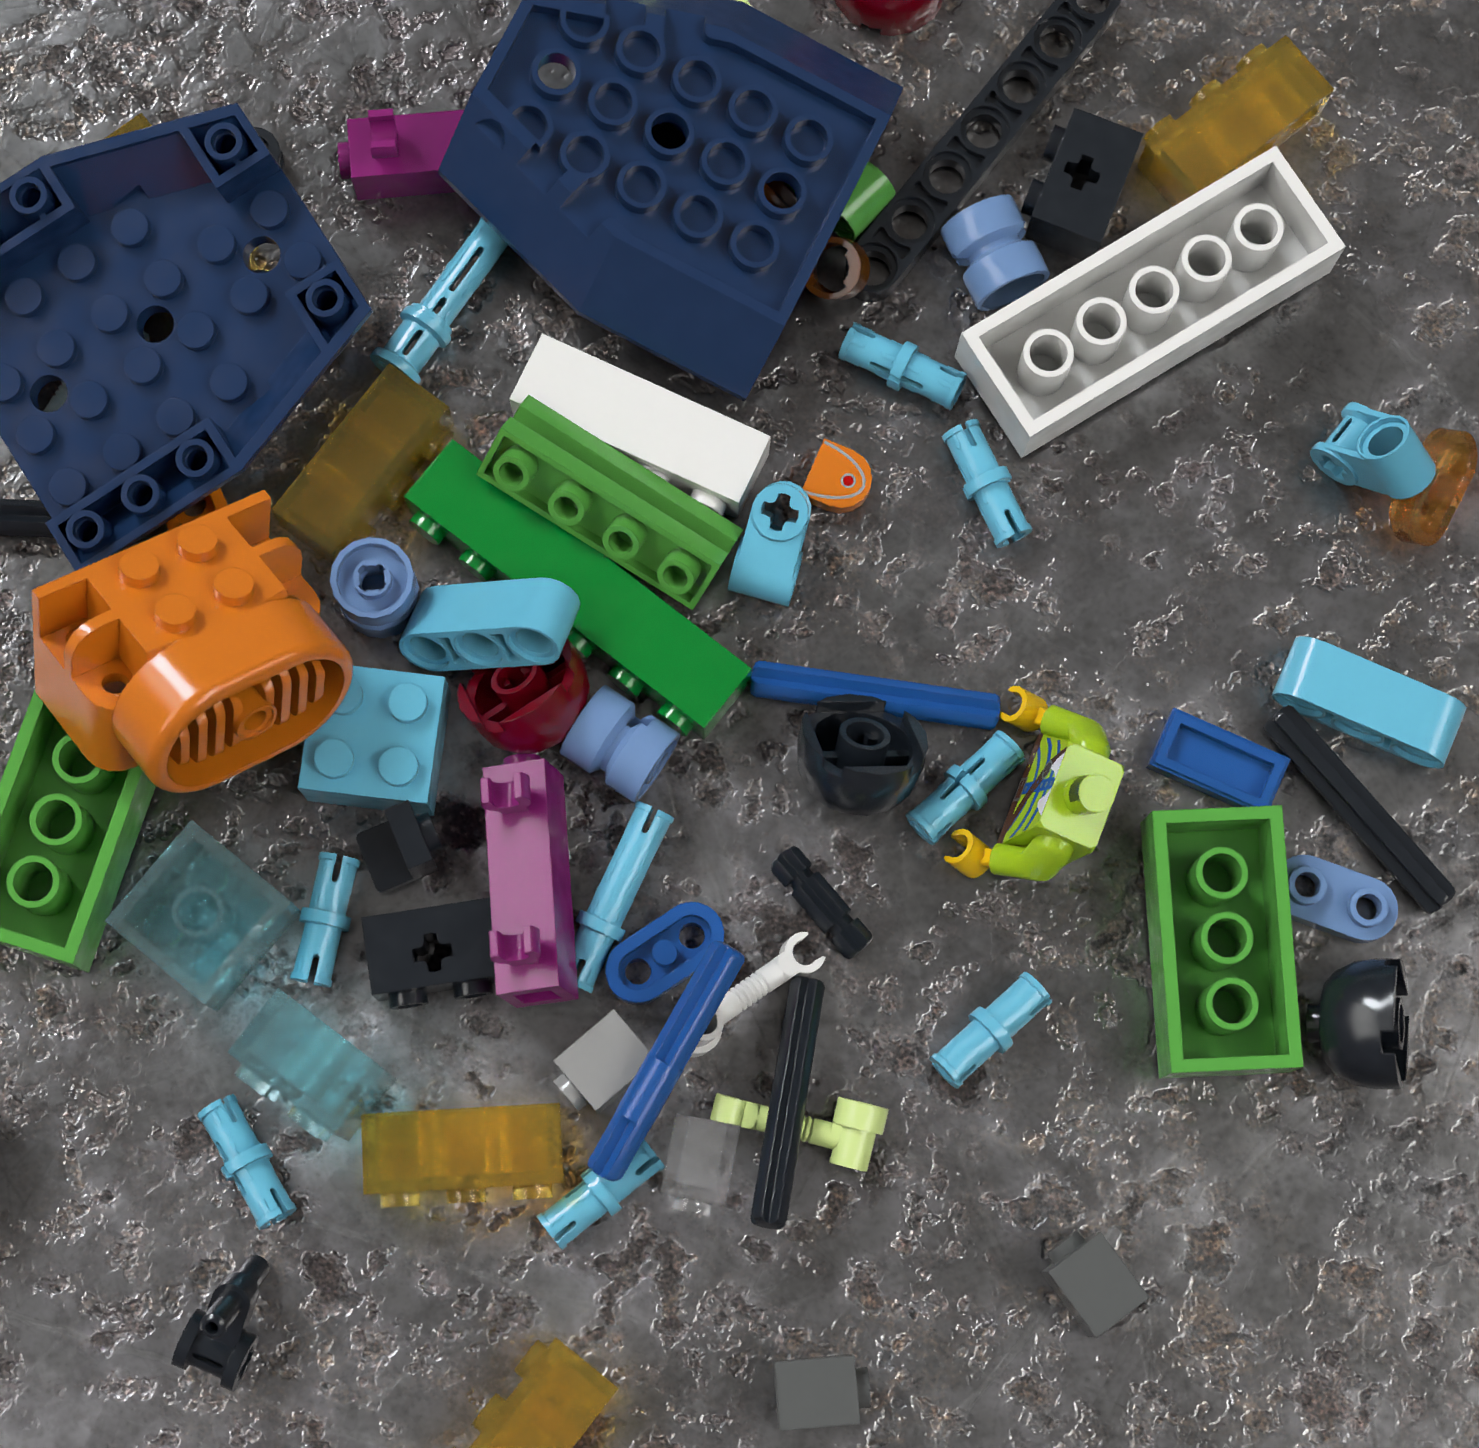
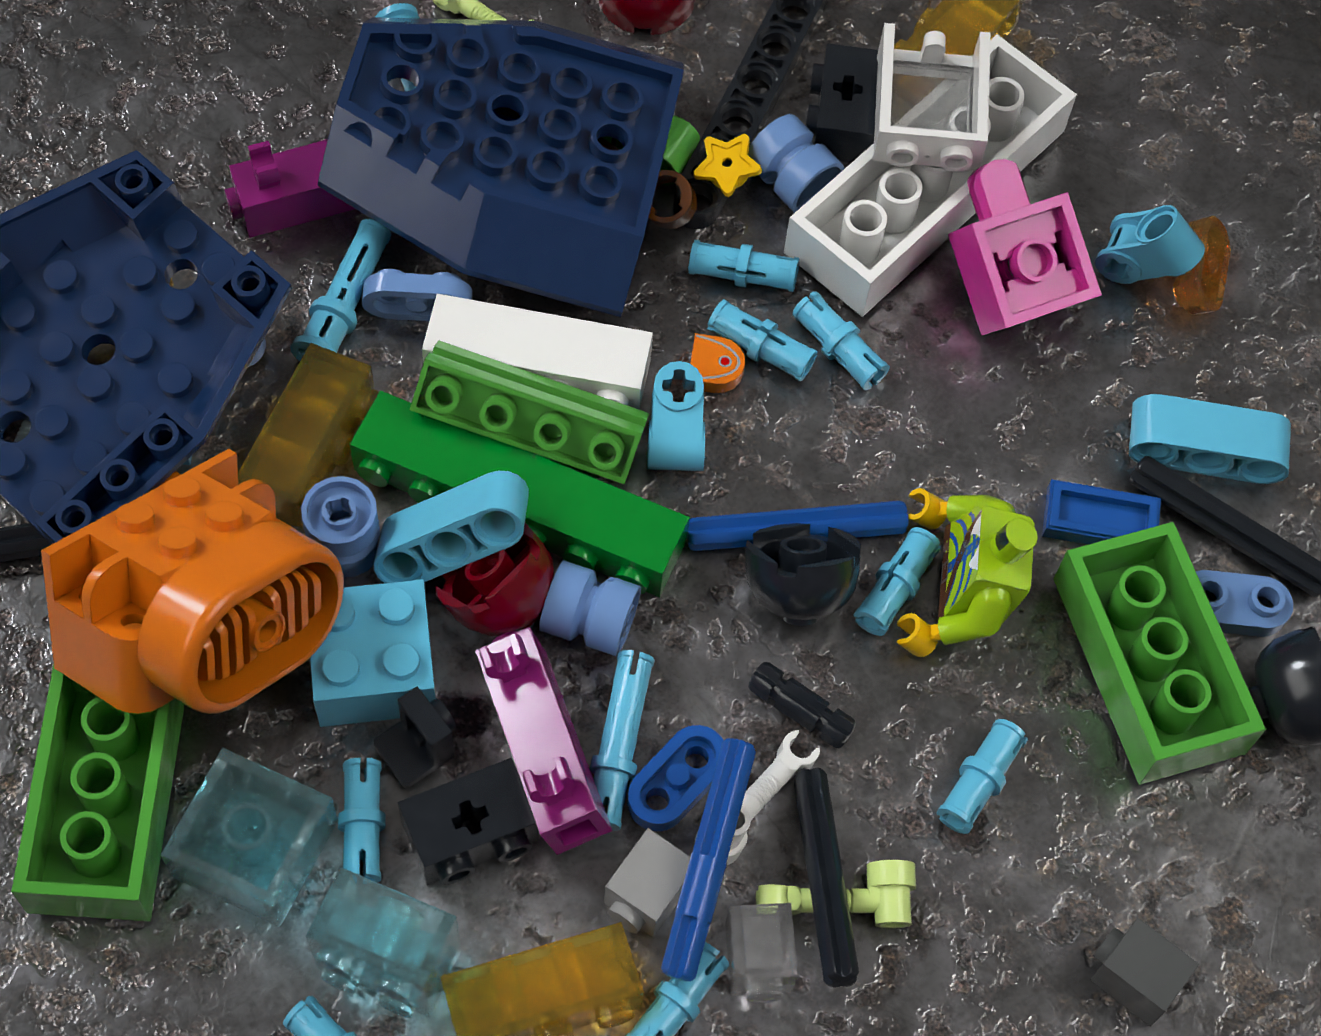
camera: 15 degrees left, 15 degrees down
(501, 316) = (409, 295): none -> medium blue plate
(897, 463) = (762, 340): none -> medium azure pin
(914, 256) = (727, 177): none -> yellow plate
(1163, 228) = (931, 104): none -> white window
(1218, 434) = (1037, 238): none -> dark pink brick

